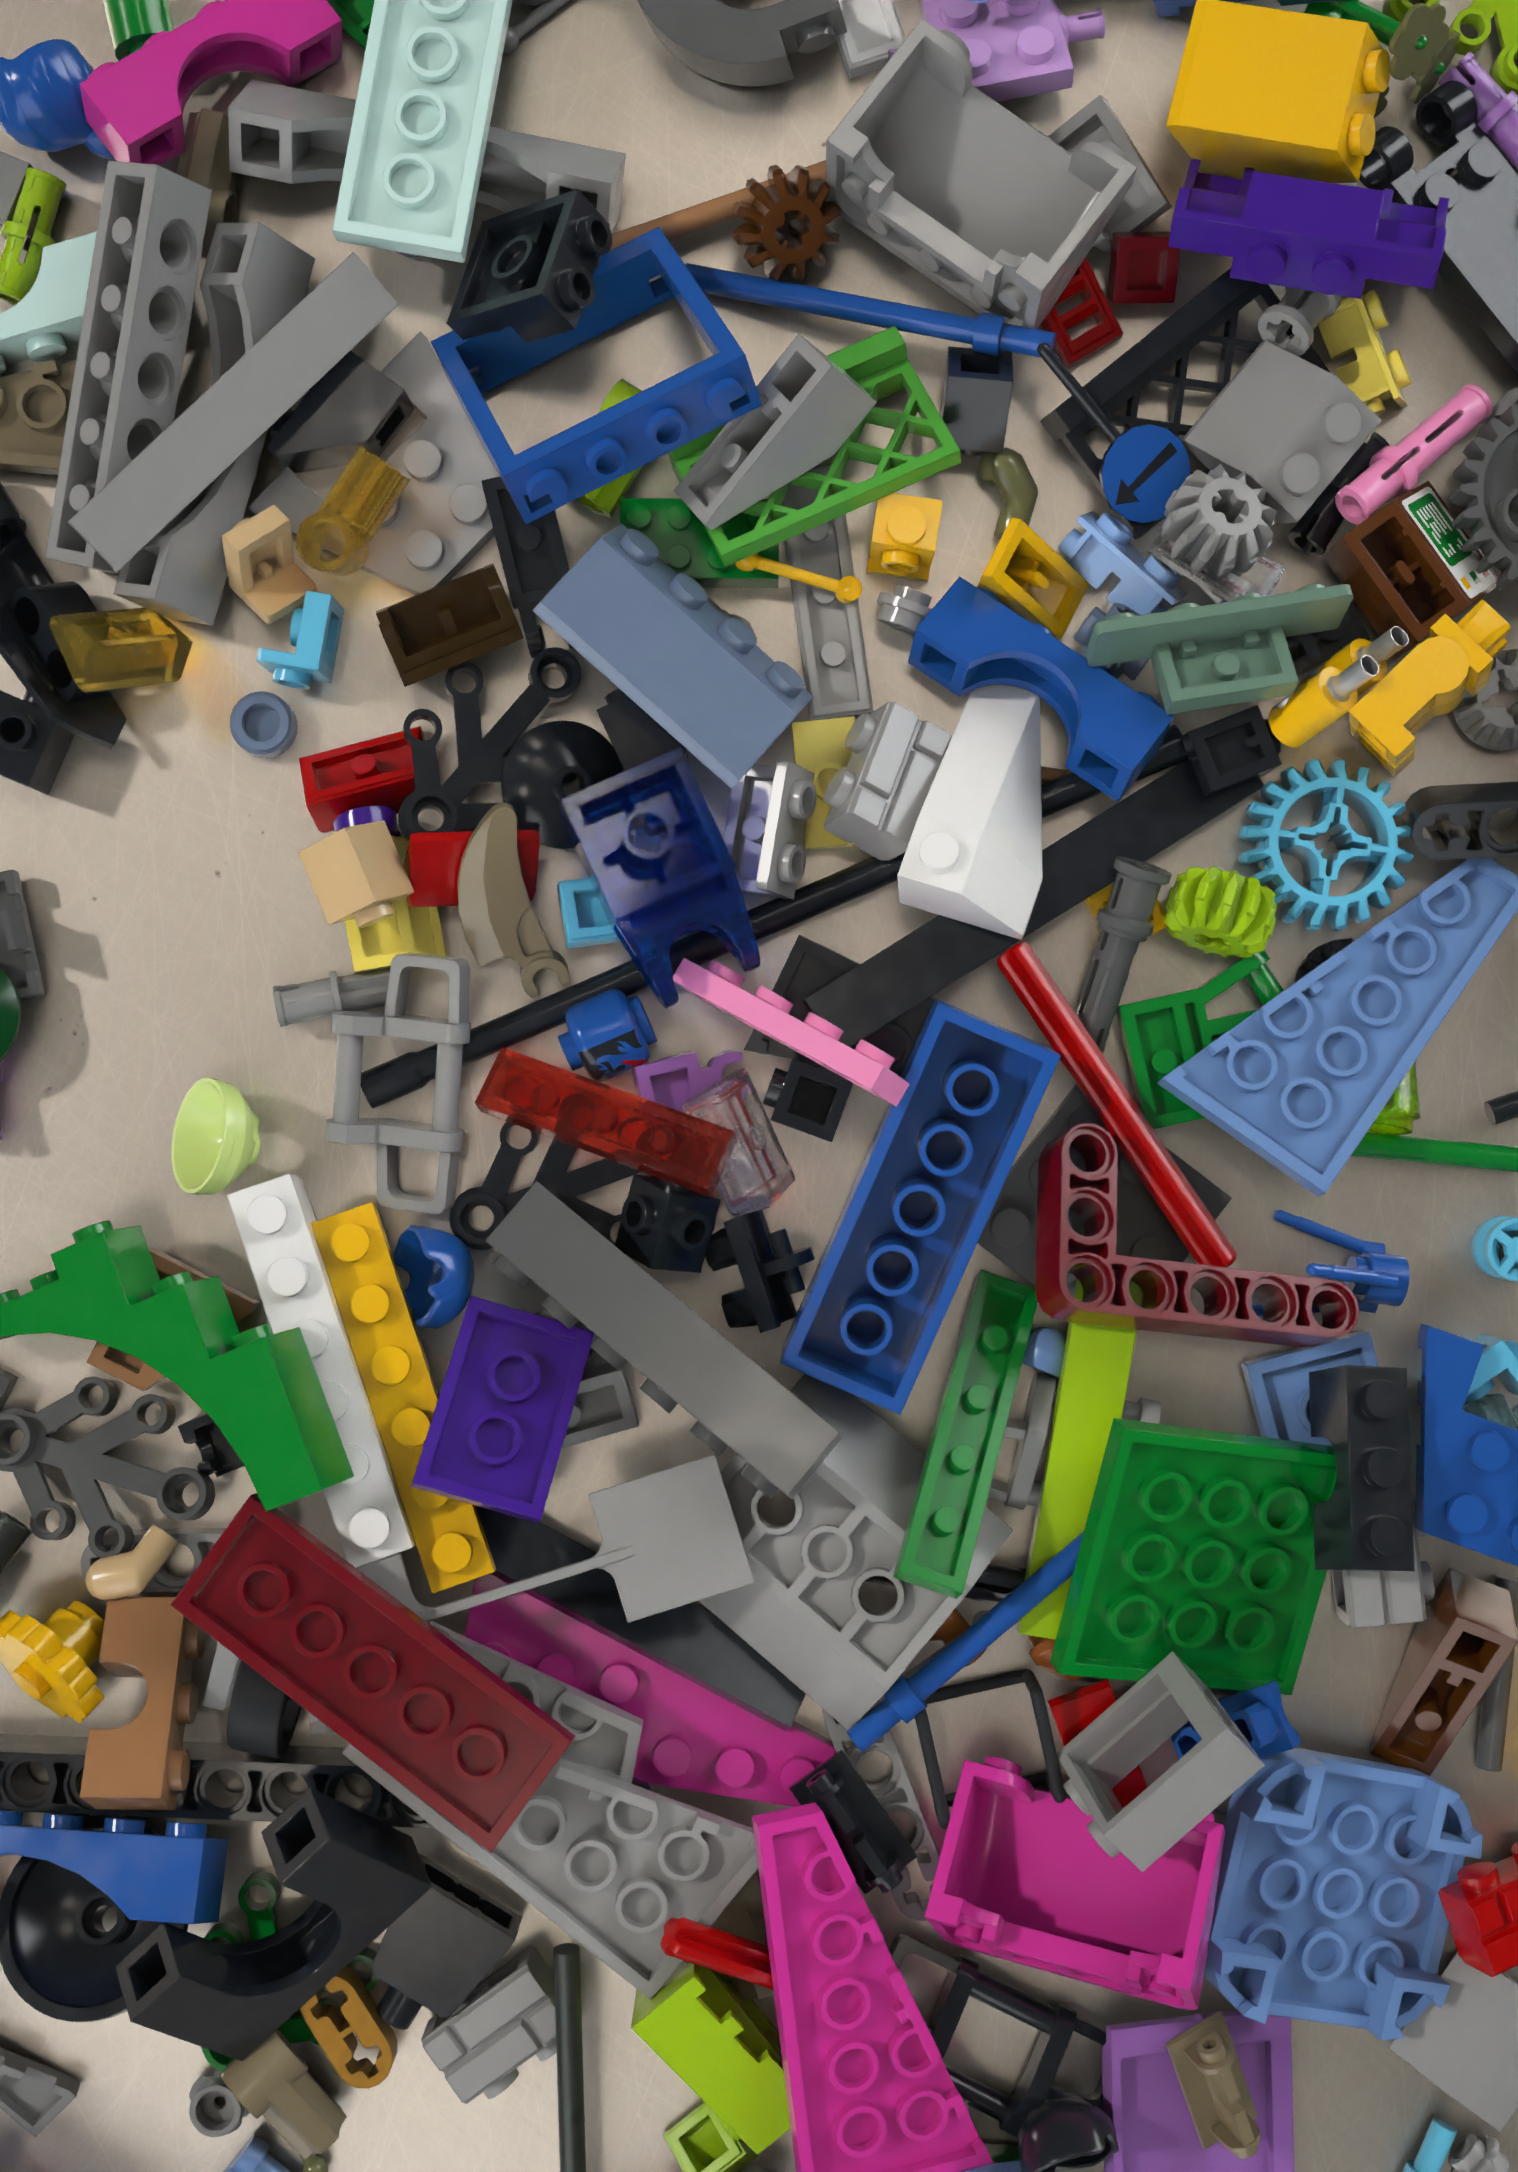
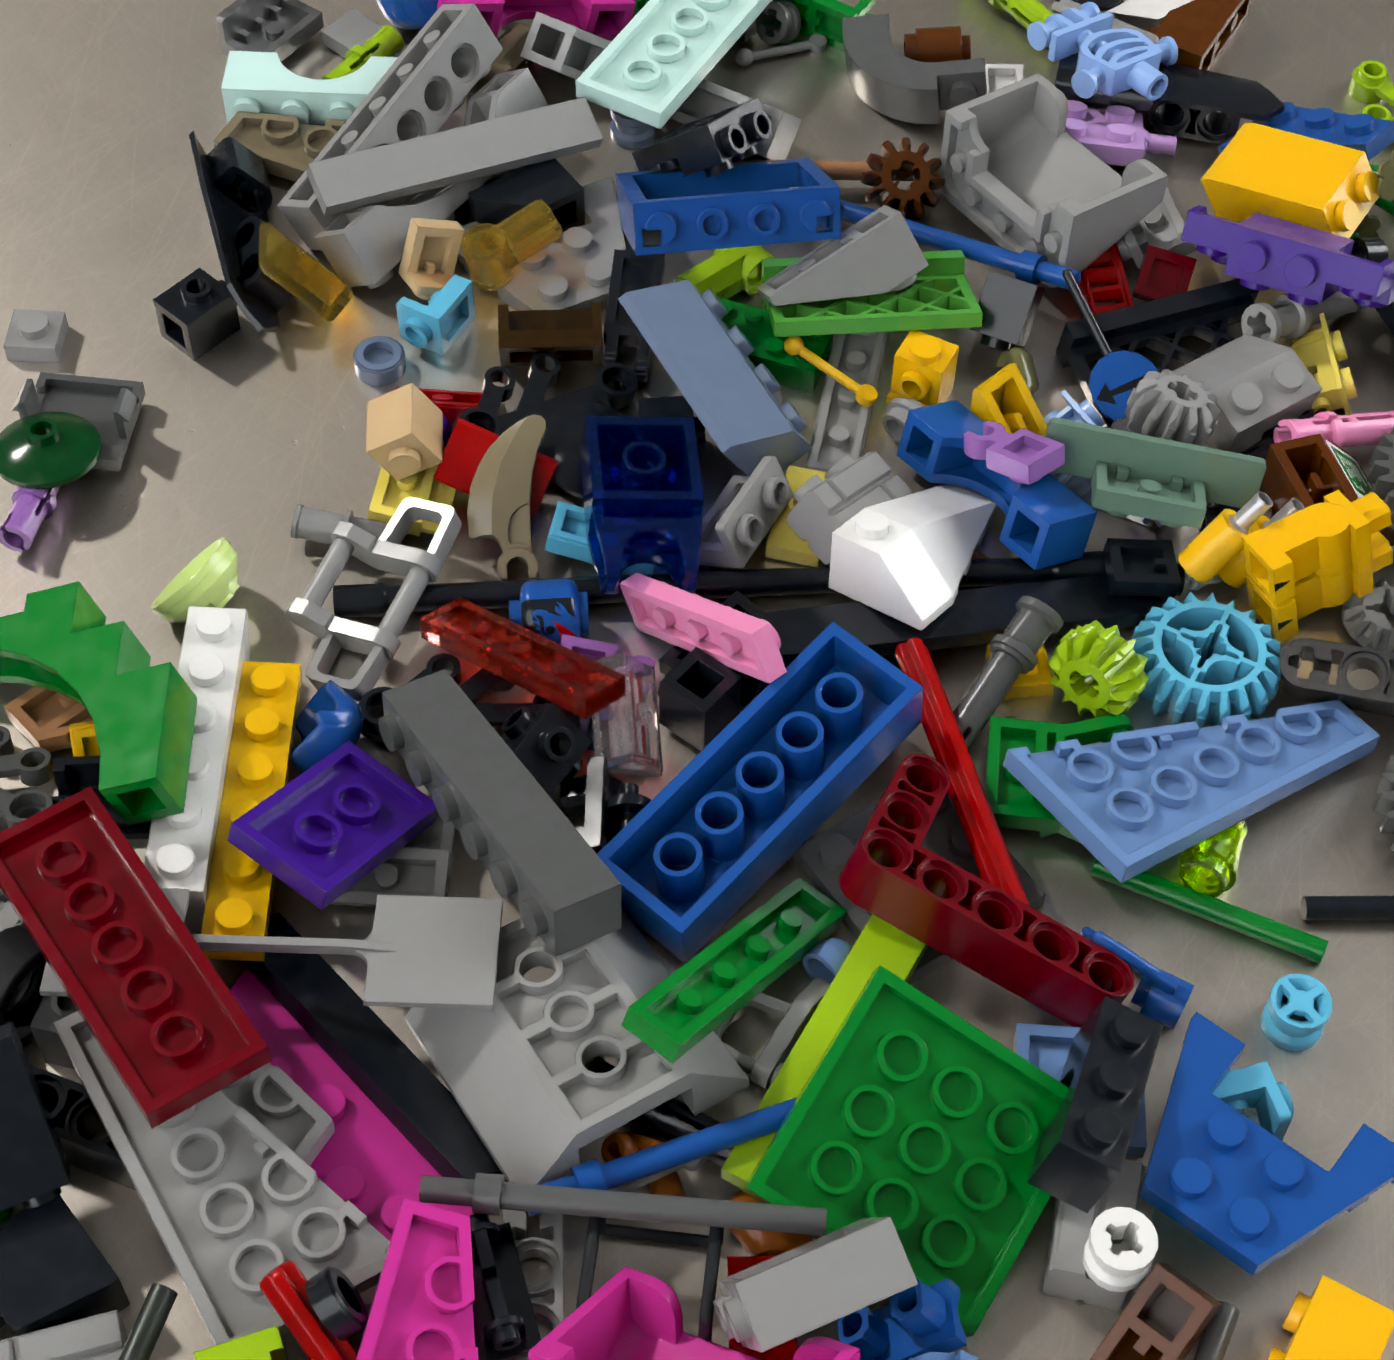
camera: 20 degrees right, 35 degrees down
(735, 1934) = (336, 1303): none -> black tile
(826, 1763) = (491, 1194): none -> dark grey bar
(1069, 678) = (1020, 455): none -> medium lavender plate
(1404, 1597) = (1116, 1265): none -> white wheel

